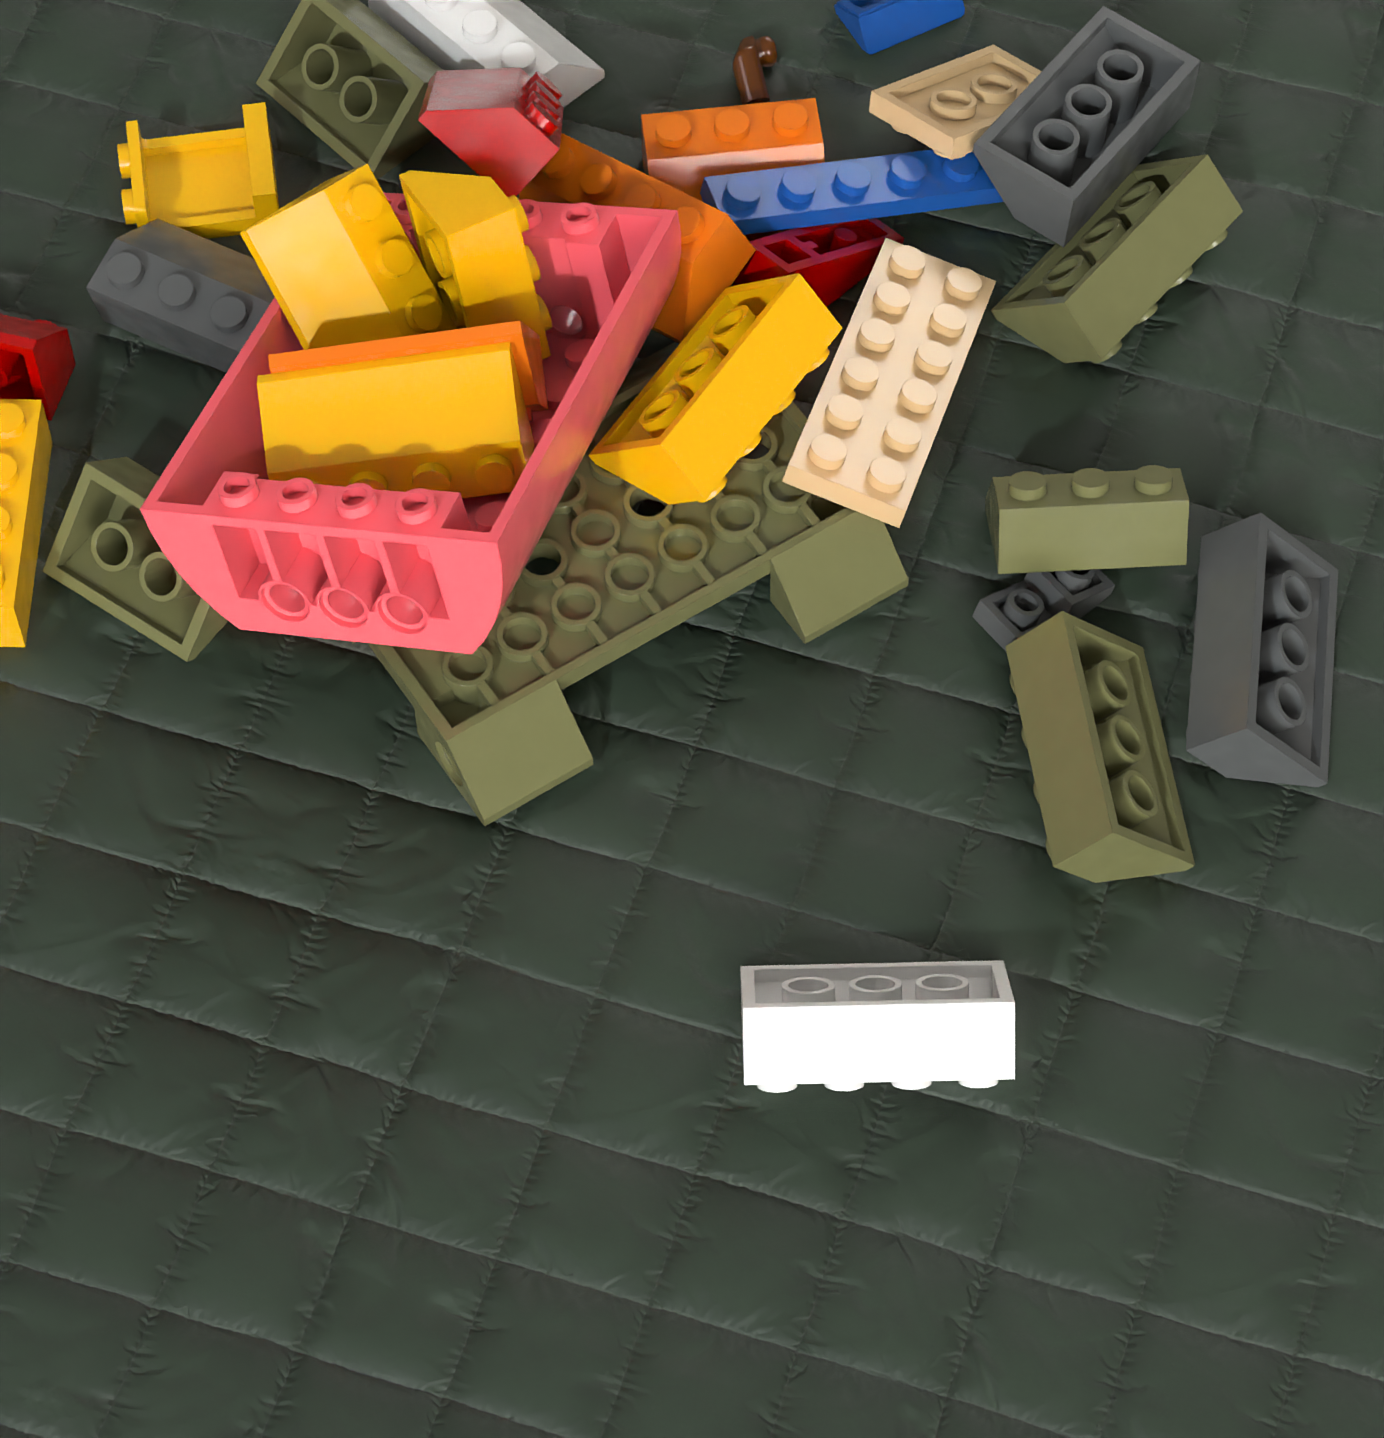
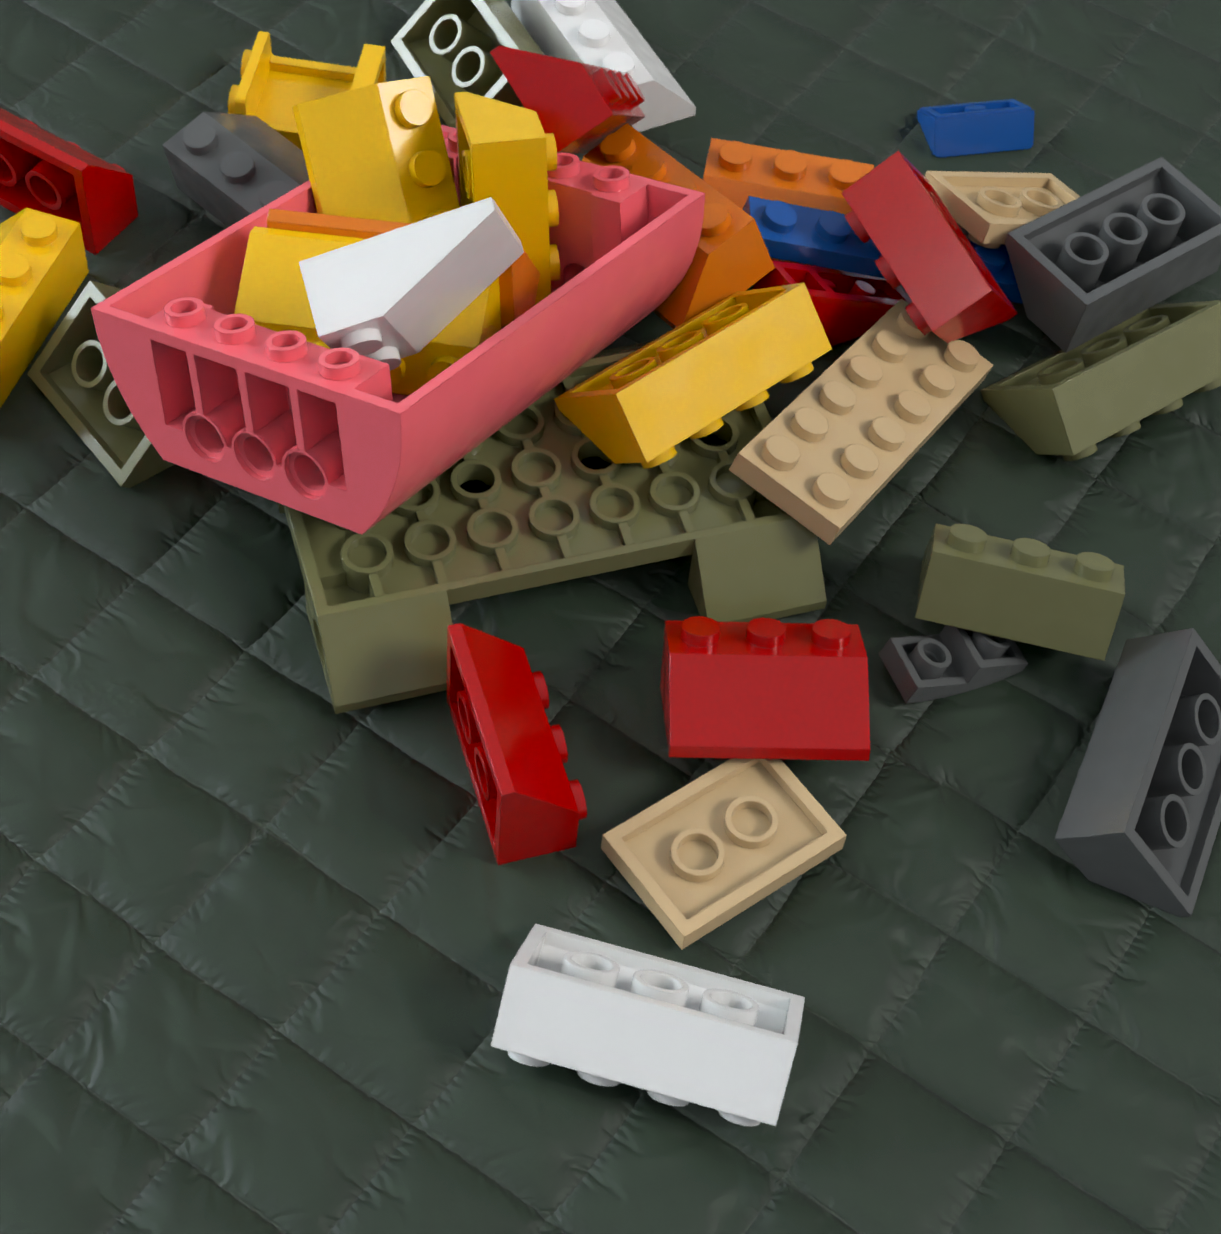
camera: 10 degrees right, 5 degrees down
(438, 410) = (408, 283): none -> white slope
(663, 810) = (511, 746): none -> red slope
(748, 65) = (827, 130): reddish brown arm -> none
(880, 687) = (765, 690): none -> red slope
(886, 841) = (722, 845): none -> tan plate
(899, 188) = (925, 251): none -> red slope
(1097, 752) = (963, 819): olive slope -> none

